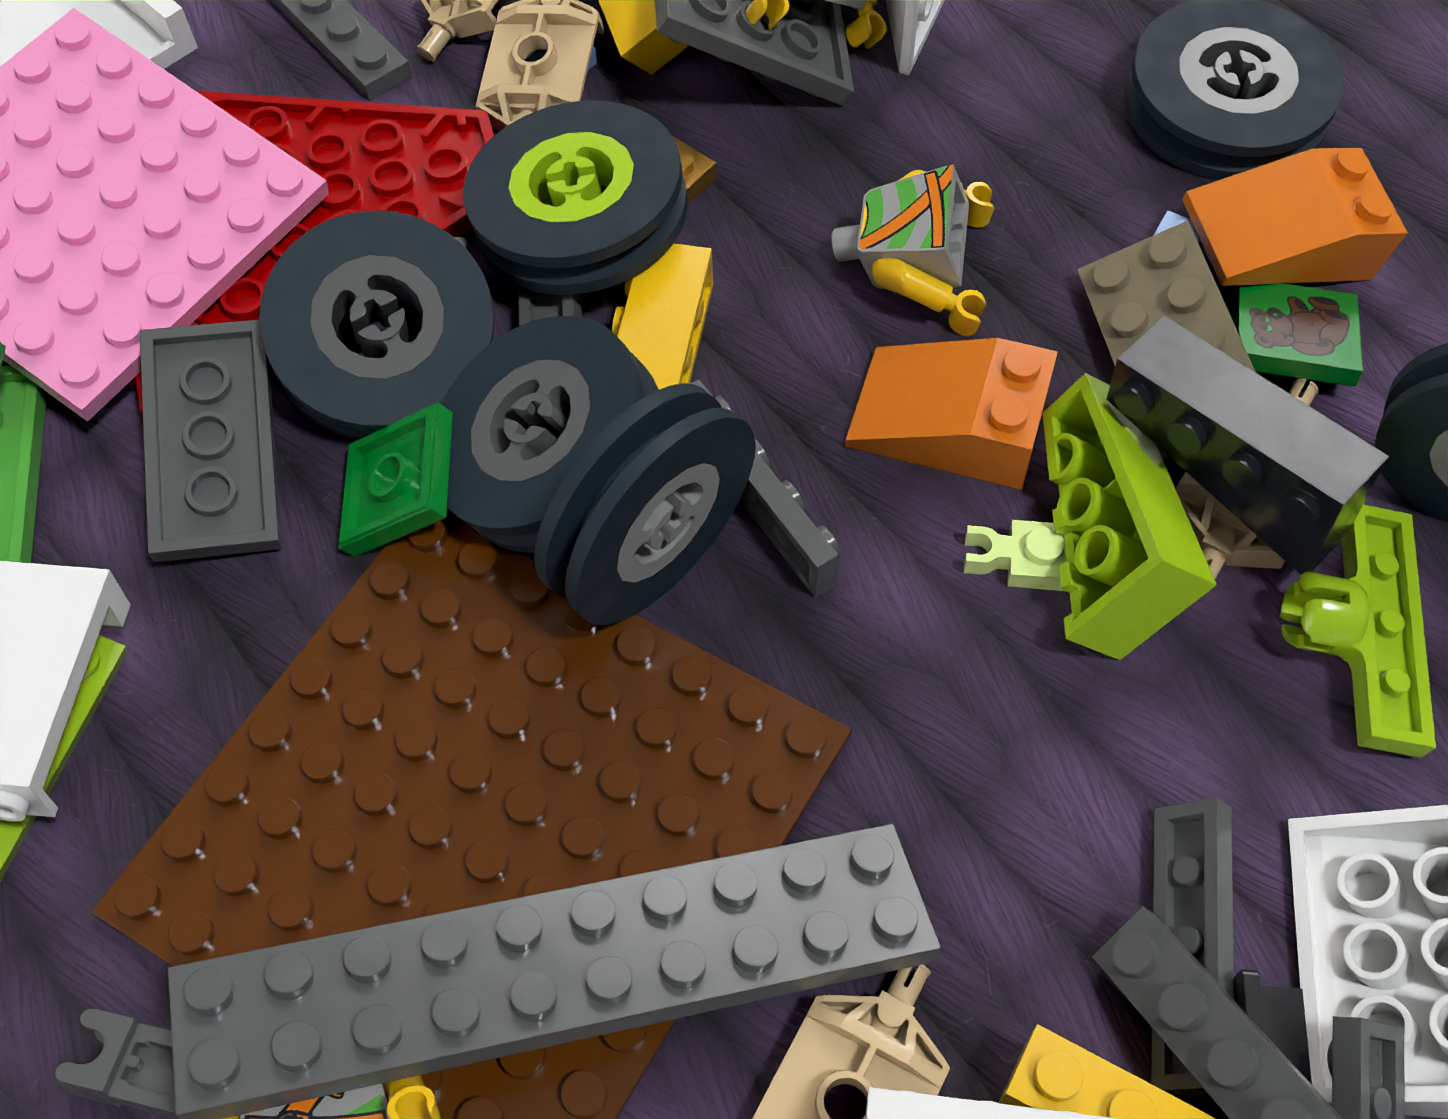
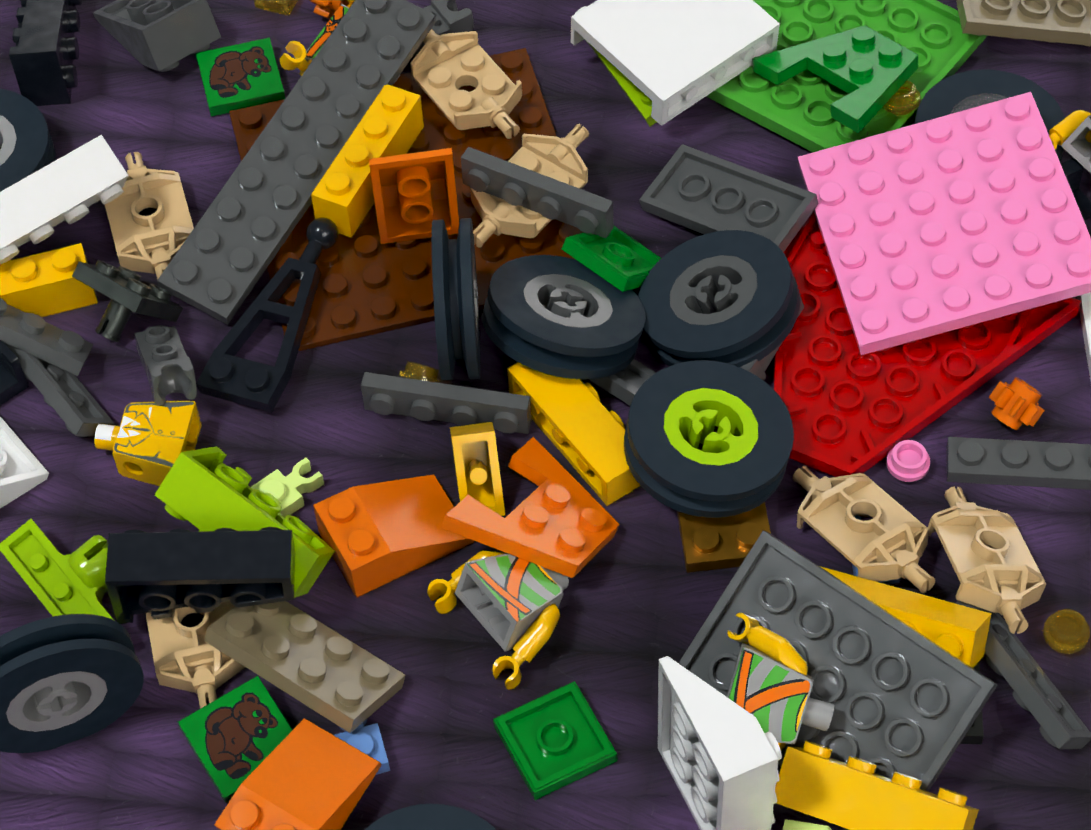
camera: 135 degrees right, 5 degrees down
(240, 830) = (459, 61): none -> tan plate
(278, 54) = (1016, 403): none -> orange gear
(317, 641) = (541, 154): none -> tan plate
(399, 611) = (537, 192): none -> dark grey plate
(422, 90) = (908, 461): none -> bright pink plate
(515, 854) = (384, 131): none -> yellow brick
(518, 713) = (414, 192): none -> orange slope
(749, 541) = (419, 372): none -> clear yellow plate
(794, 267) = (552, 527): none -> orange wing
(799, 393) = (478, 464): none -> yellow slope
(944, 717) = (258, 383): none -> black plate
(992, 133) = (555, 740): none -> green tile
(1003, 957) = (126, 297): none -> pearl dark grey plate
(1032, 811) = (165, 363): none -> dark grey plate
(1132, 725) = (150, 438): none -> yellow torso

